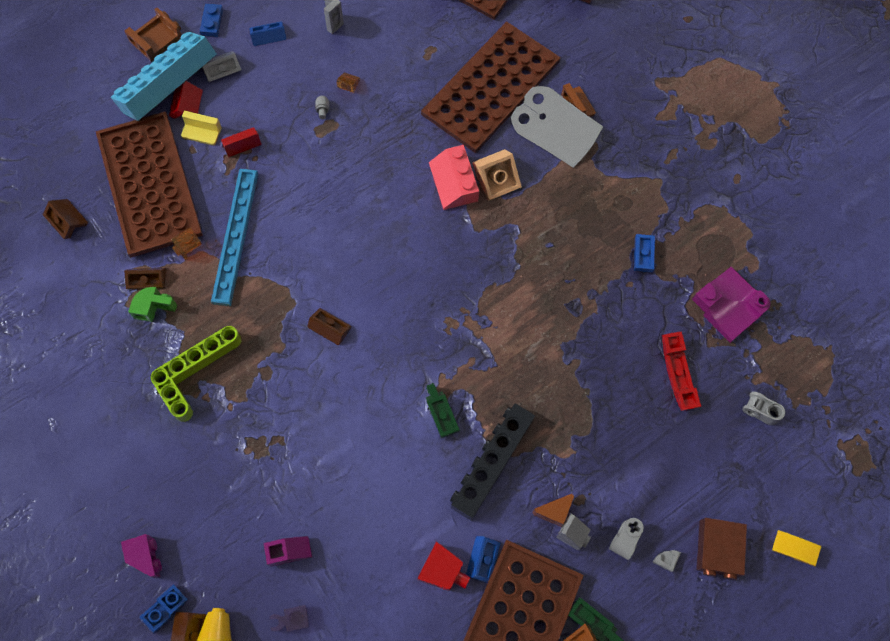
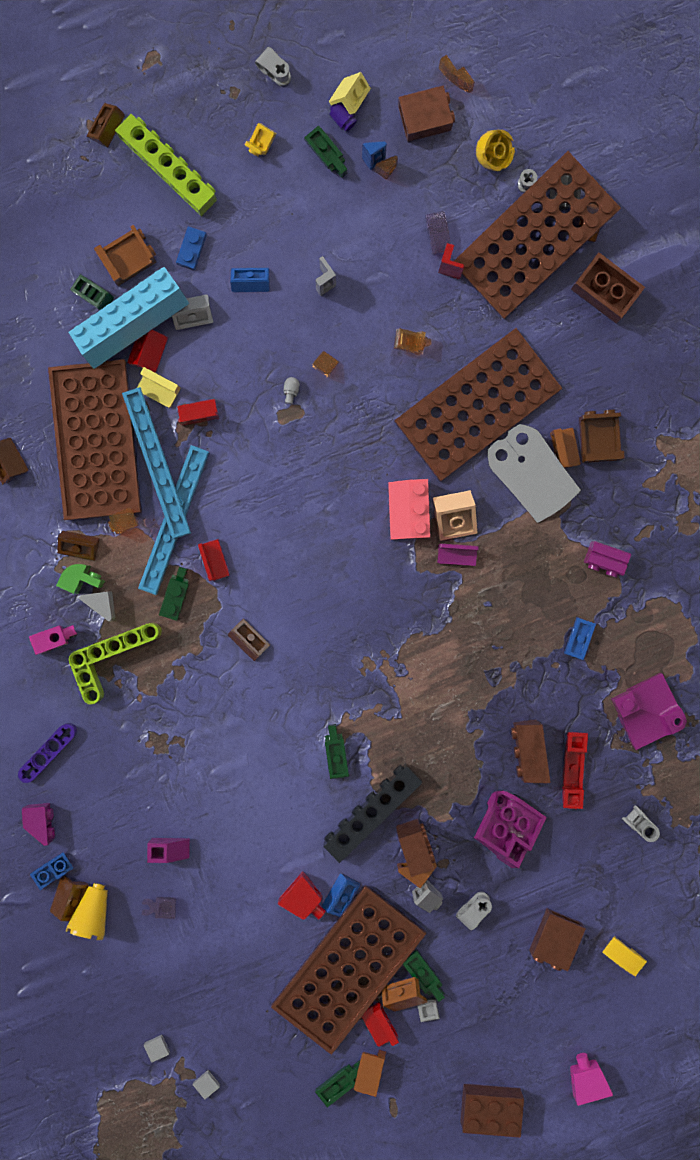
camera: 15 degrees right, 20 degrees up
(130, 364) = (44, 642): none -> dark pink torso
(133, 67) = (101, 300): none -> dark green slope
(138, 480) = (47, 753): none -> dark purple beam
(175, 321) = (101, 603): none -> light grey slope
(210, 189) = (156, 463): none -> dark azure tile
(248, 300) = (175, 595): none -> dark green hinge
(281, 261) = (214, 560): none -> red panel
(417, 48) = (409, 340): none -> clear orange bracket
(508, 205) = (457, 554): none -> magenta panel
(546, 476) = (415, 847): none -> copper brick
(606, 87) = (600, 437): none -> reddish brown panel
(633, 361) = (530, 752): none -> copper slope
(636, 442) = (509, 828): none -> magenta slope
(645, 180) = (607, 558): none -> magenta brick
(667, 559) = (505, 935): light grey tile -> none

